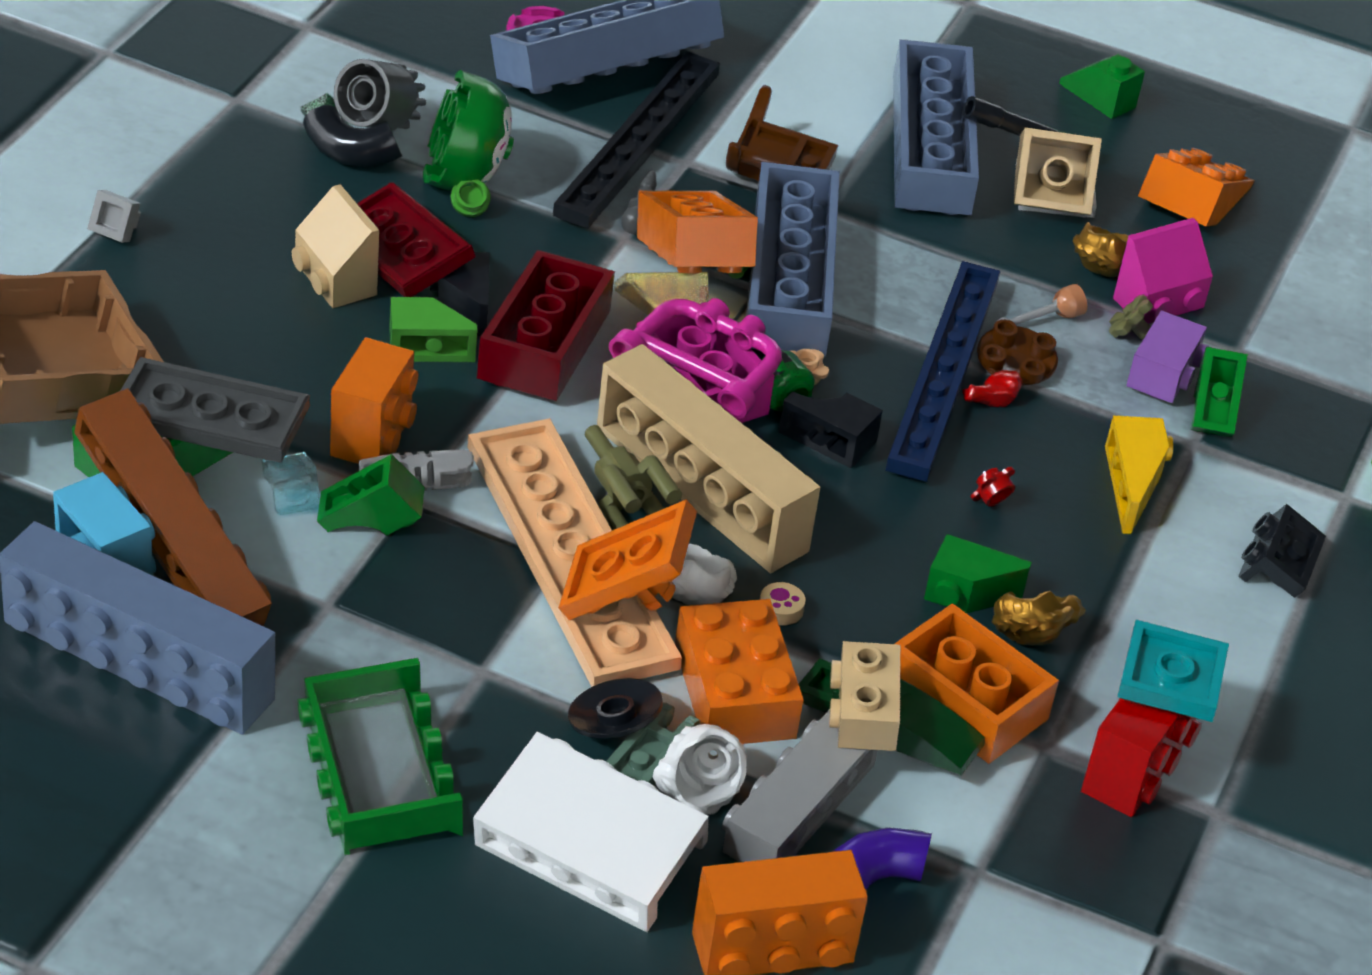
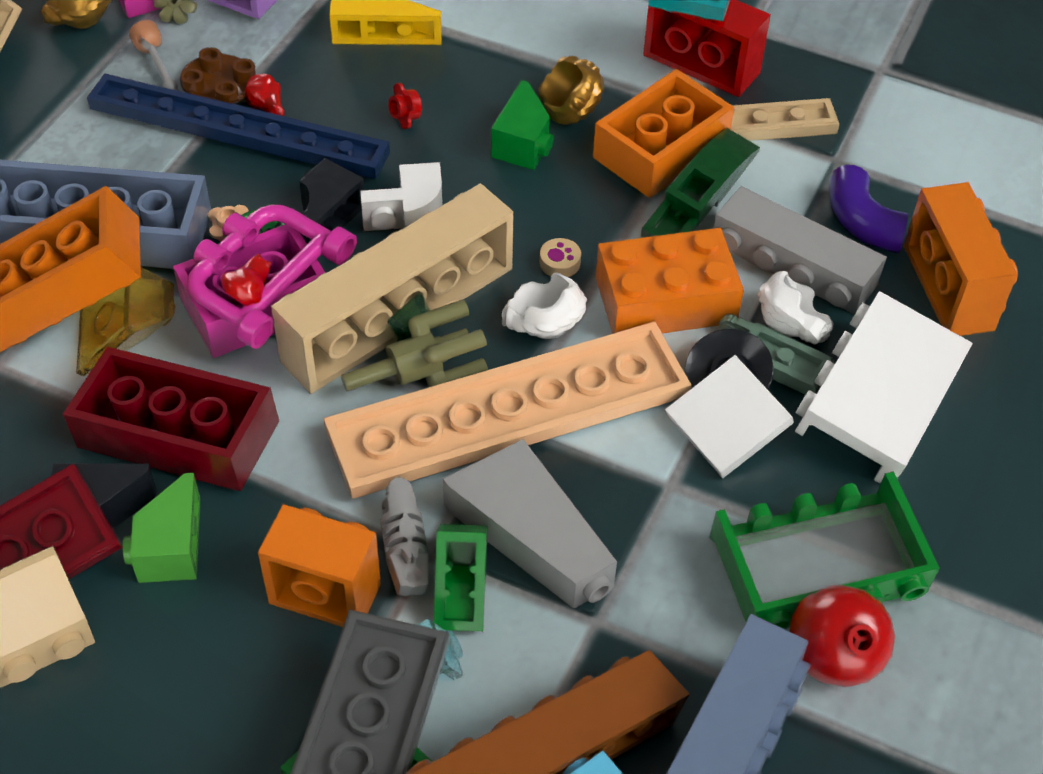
camera: 85 degrees left, 10 degrees up
(274, 742) = (846, 633): none -> red cylinder
(428, 553) = (532, 523): none -> light grey slope
(555, 702) = (729, 416): none -> white tile
(630, 562) = (586, 329): orange plate -> none
(672, 330) = (247, 282): none -> red animal
(679, 472) = (399, 321): none -> clear green slope
(847, 490) = (402, 206): none -> white brick
(868, 696) = (737, 179): tan brick -> none
(1037, 818) = (785, 119): none -> tan tile

